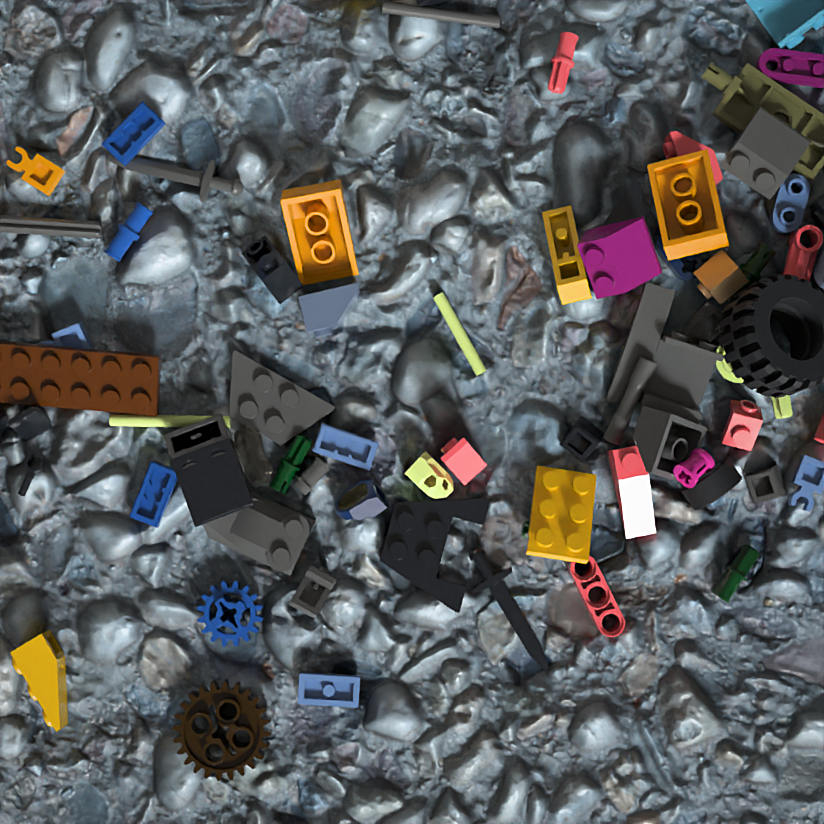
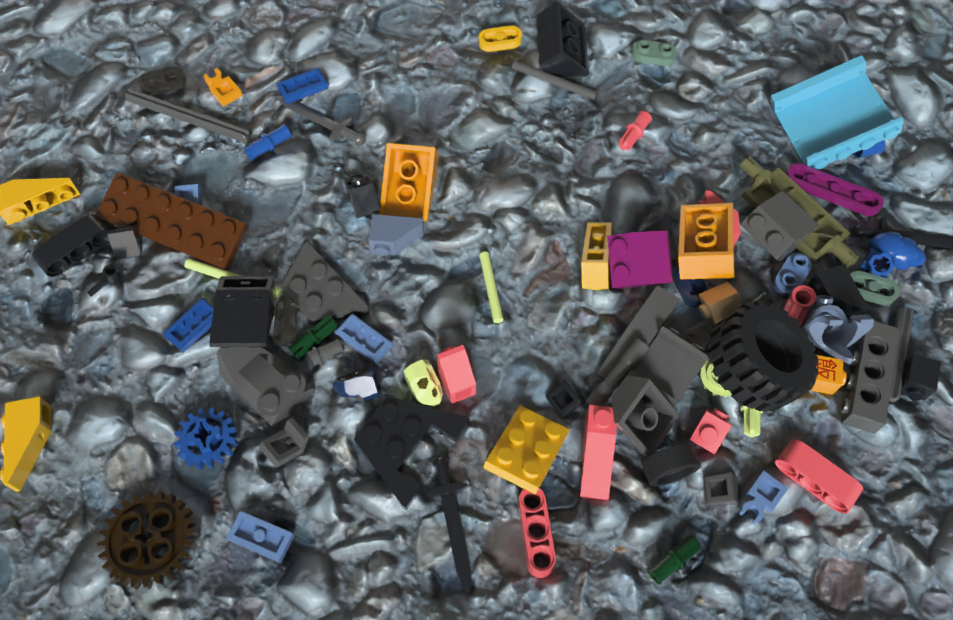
camera: 15 degrees right, 25 degrees down
(694, 467) = (658, 437): dark pink bush -> none

